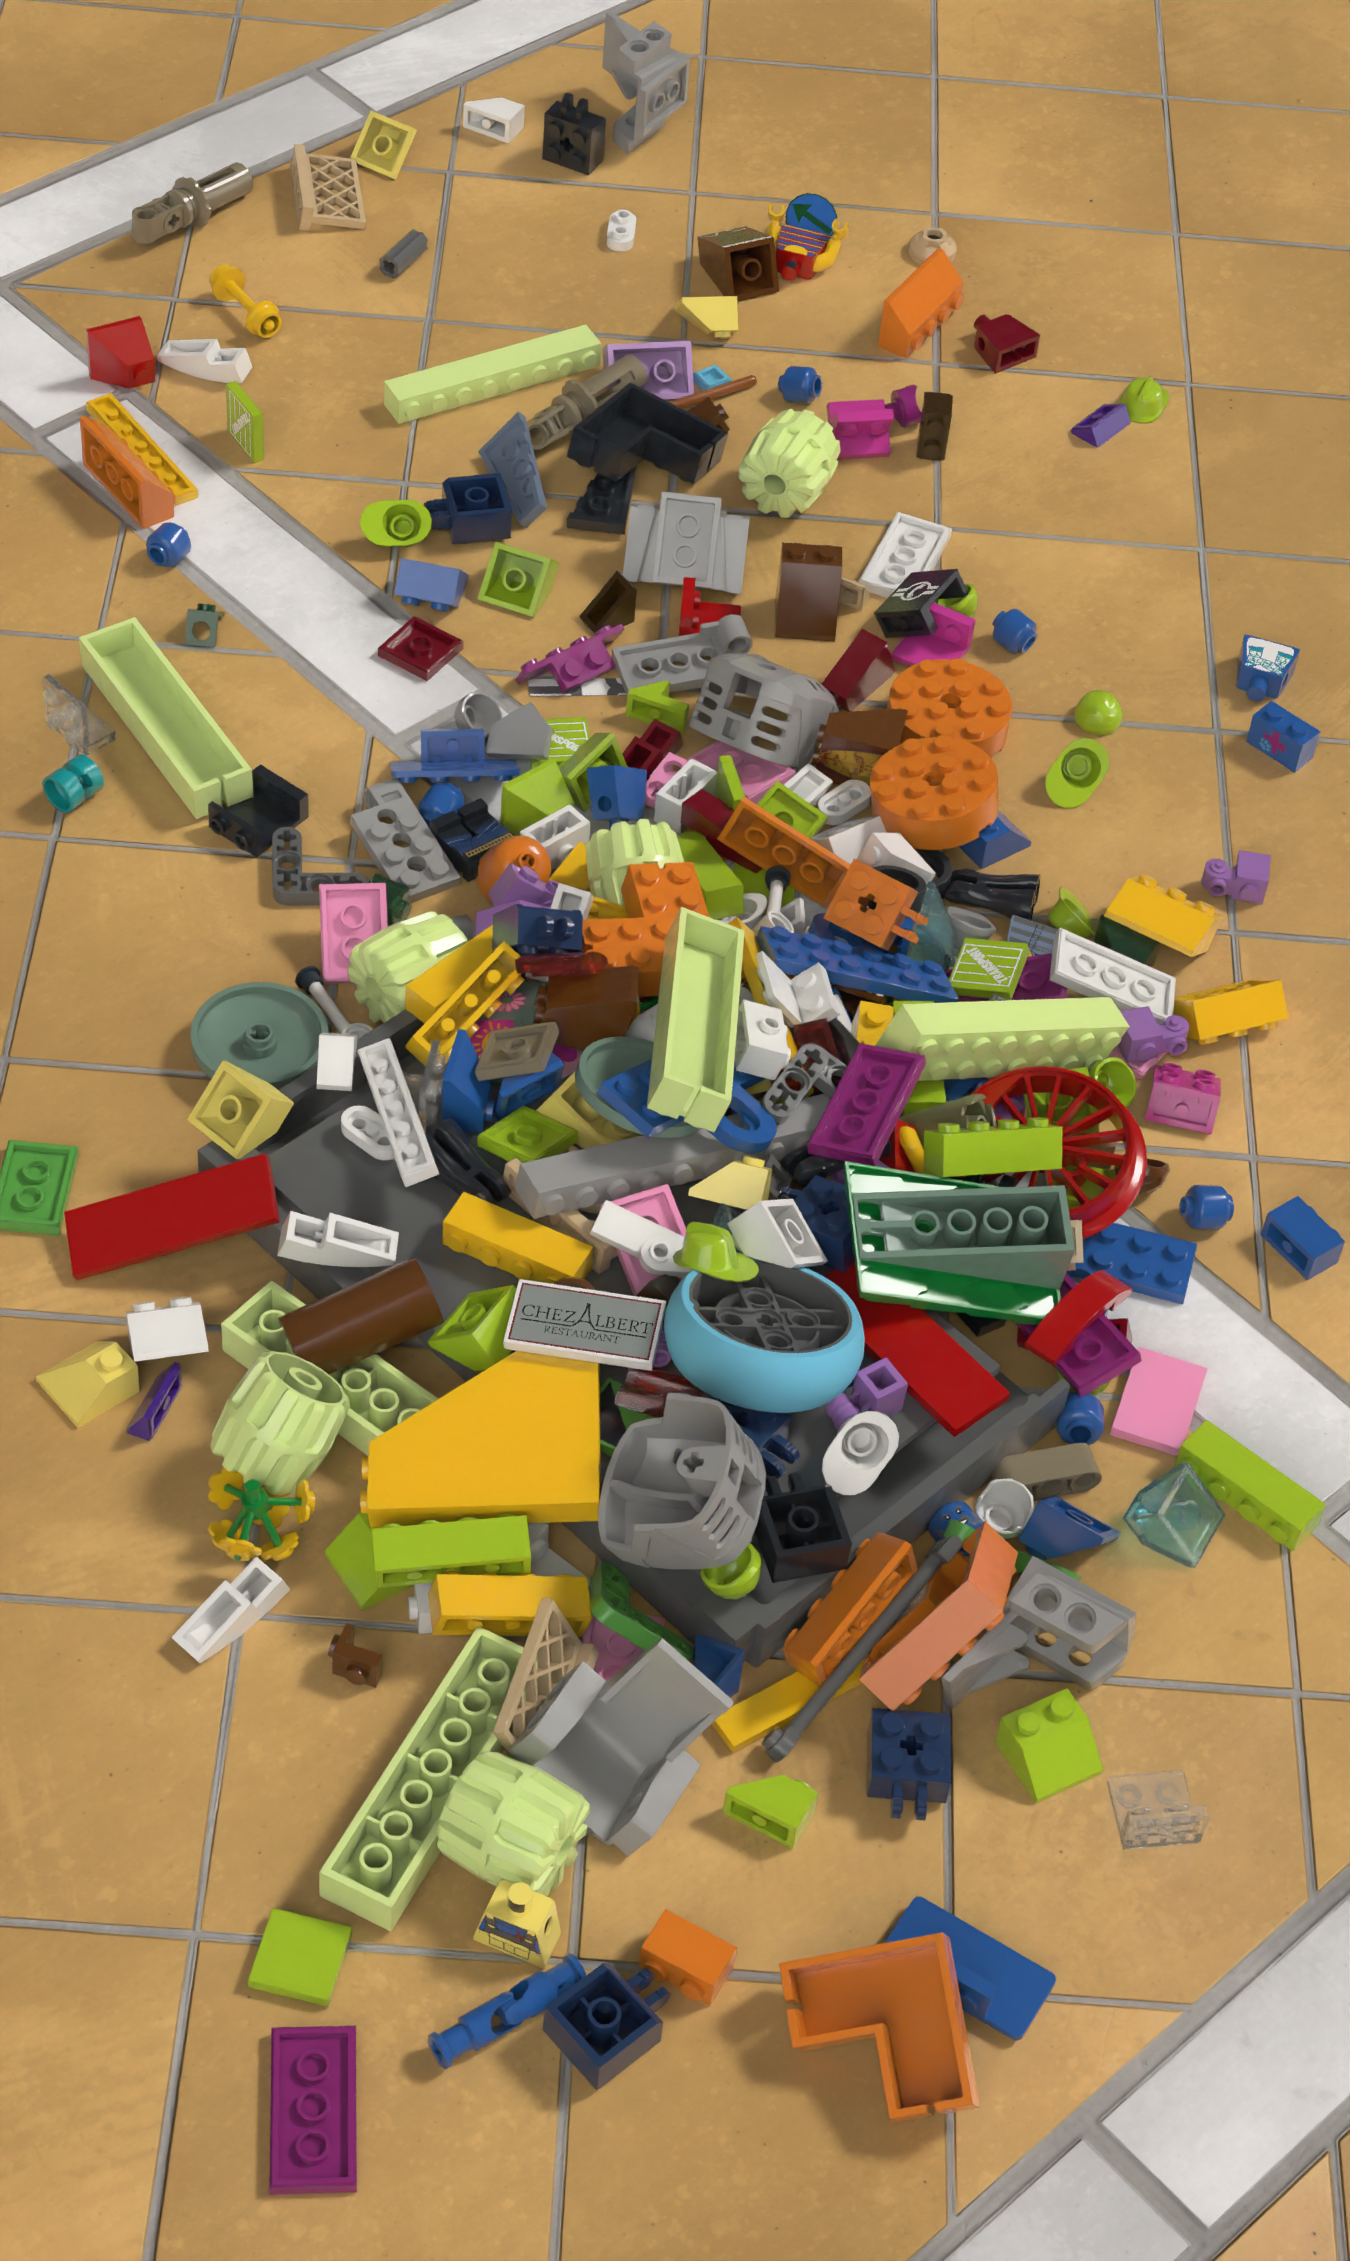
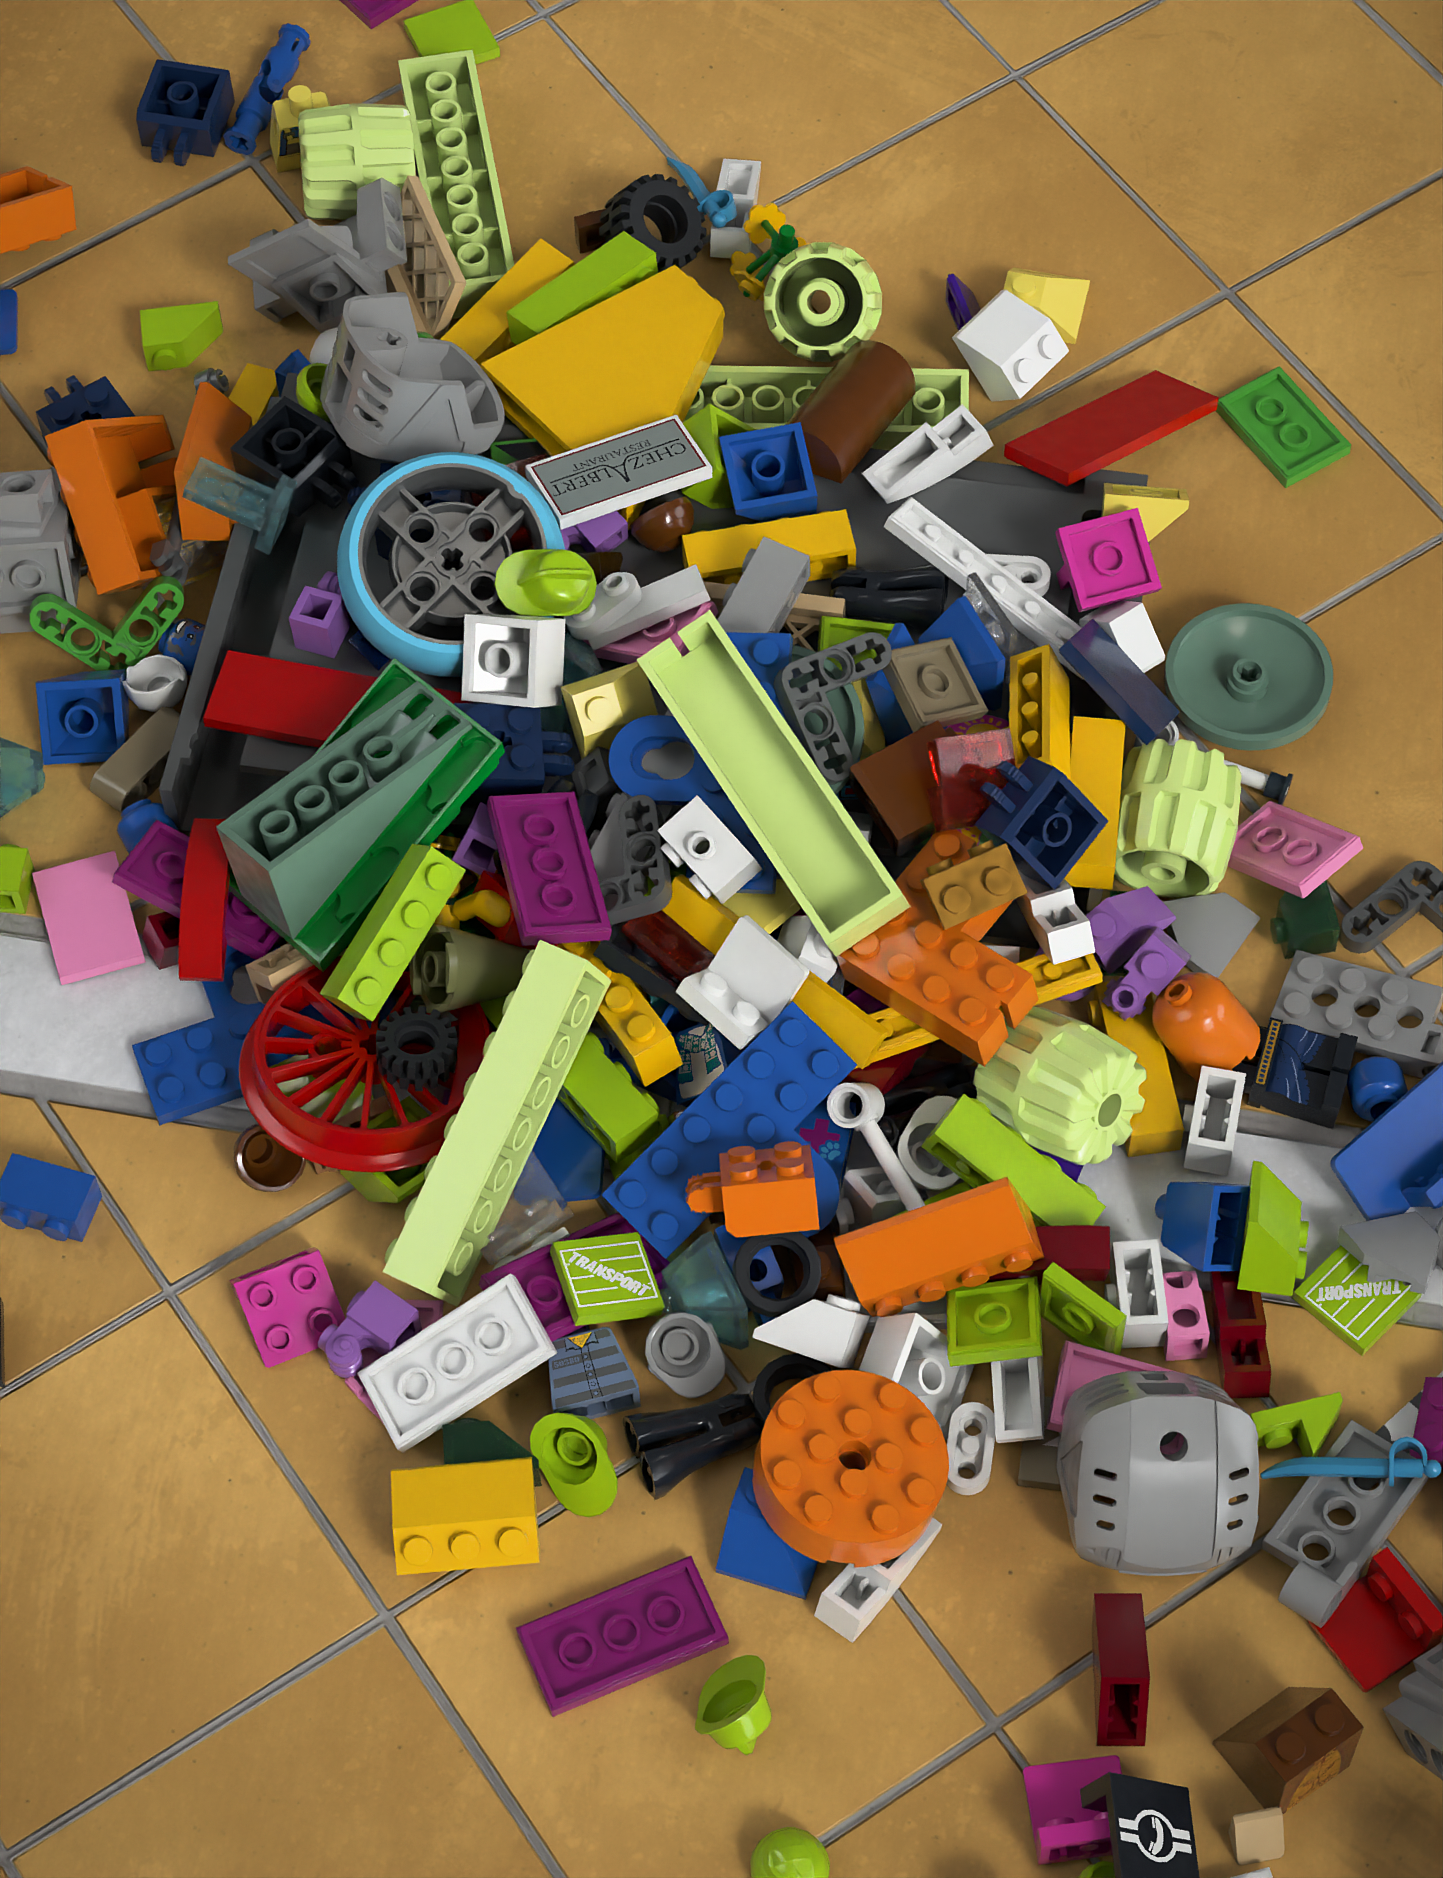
camera: 150 degrees right, 10 degrees up
(256, 1618) = (718, 205): none -> dark azure sword
(311, 1081) = (1107, 560): none -> dark pink bracket
(329, 1603) = (668, 208): none -> black tyre
(383, 1009) = (1119, 681): none -> dark blue tile
(474, 1267) = (770, 473): none -> blue slope
(533, 797) = (1275, 1143): lime slope -> none
(620, 914) = (974, 884): none -> pearl gold bracket
(623, 1055) = (812, 697): none -> dark grey beam
(626, 652) = (1361, 1467): none -> dark azure sword
(687, 1957) = (161, 196): orange brick -> none
(856, 741) = (1001, 1510): reddish brown slope -> none
(859, 1452) = (299, 564): white piece -> none
(866, 1497) = (242, 499): none -> clear light blue bracket
(953, 701) = (968, 1639): orange brick -> none
(1019, 1089) = (416, 1029): none -> black tyre
(1107, 845) = (622, 1636): none -> magenta tile
(1117, 1077) = (368, 1241): lime piece -> none
(1206, 1207) = (171, 1160): blue head -> none
(1232, 1009) = (315, 1461): yellow slope -> none
(1243, 882) = (413, 1686): medium lavender brick -> none

